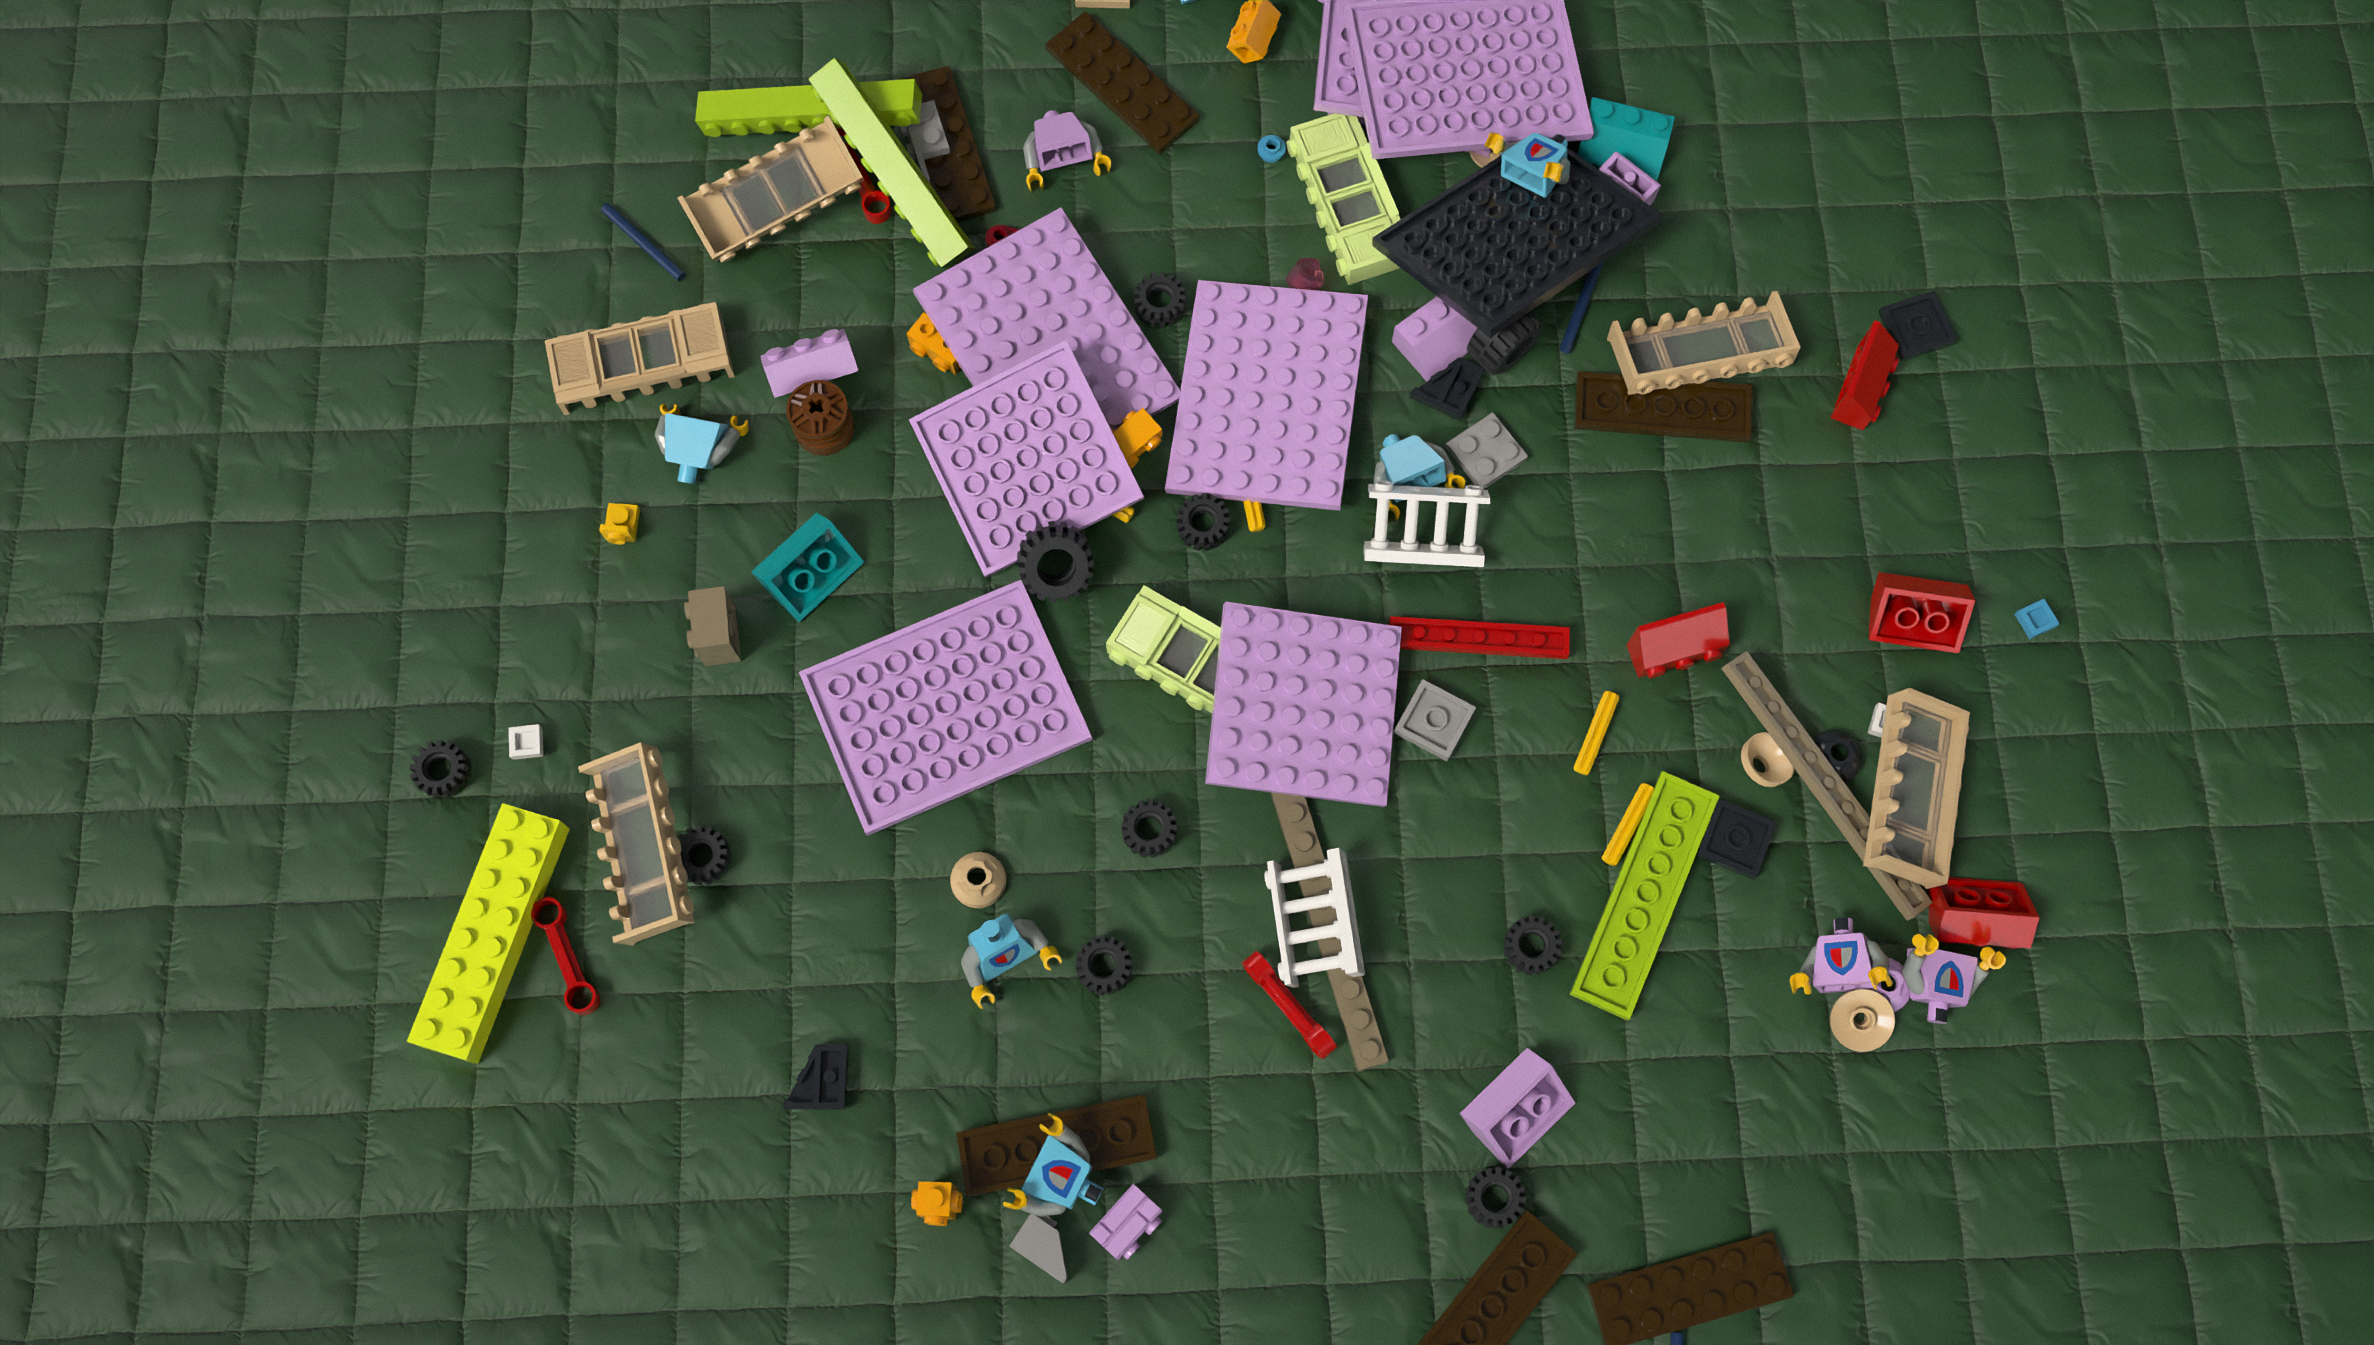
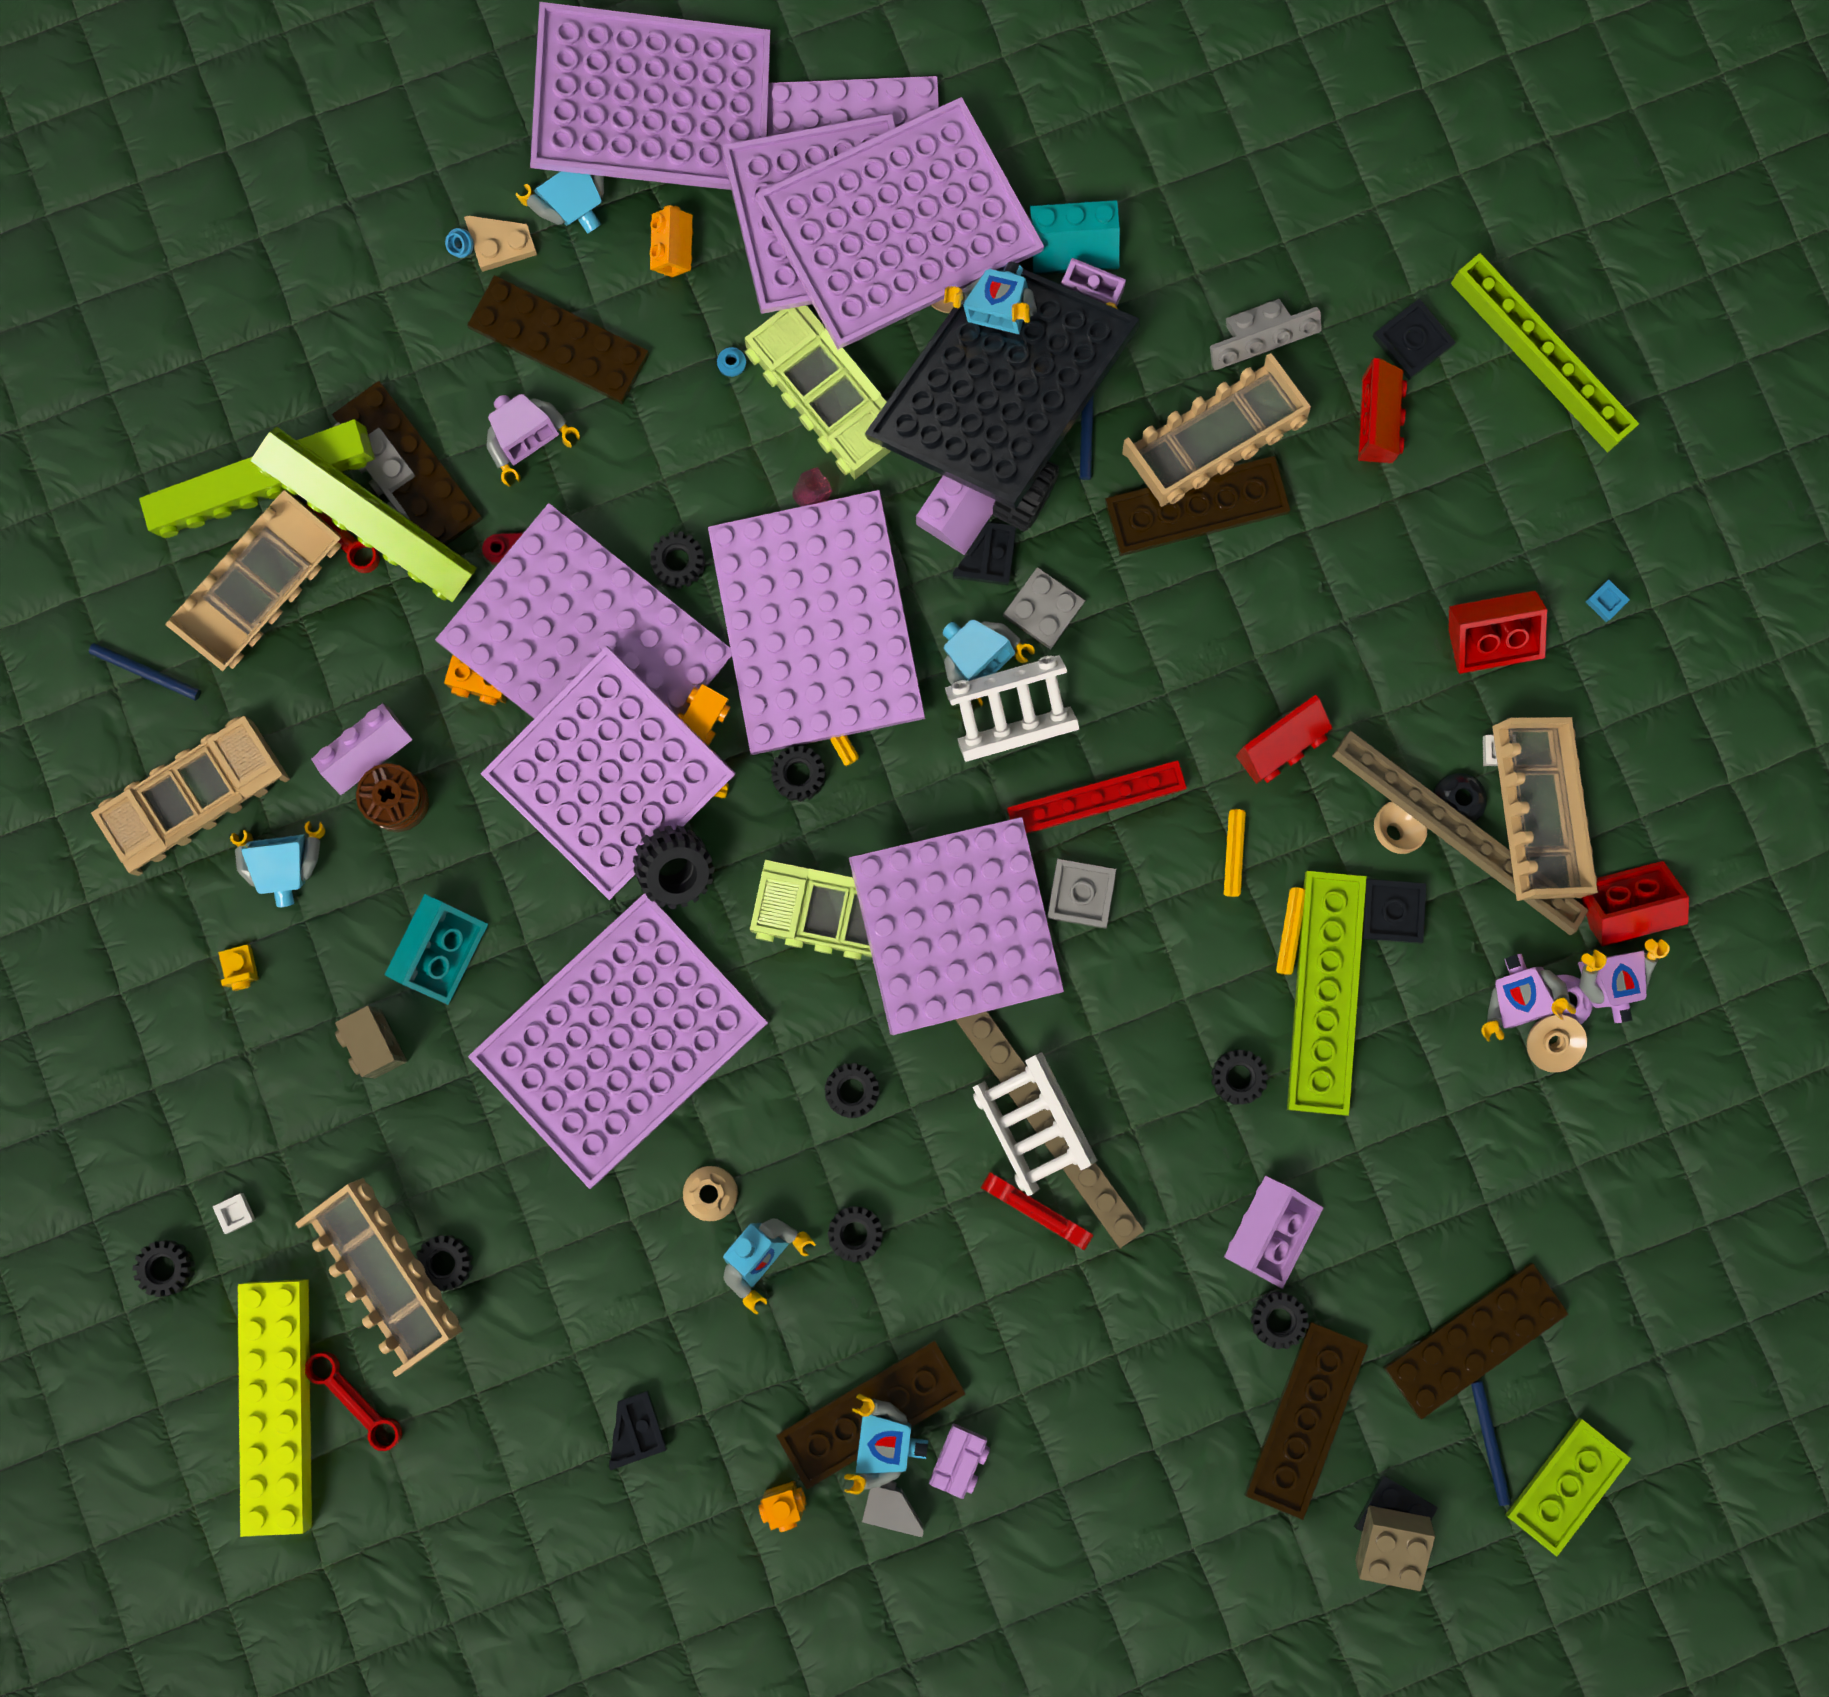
camera: 20 degrees left, 10 degrees up
(1775, 271) = (1262, 331): none -> light grey bracket
(2041, 375) = (1544, 352): none -> lime brick

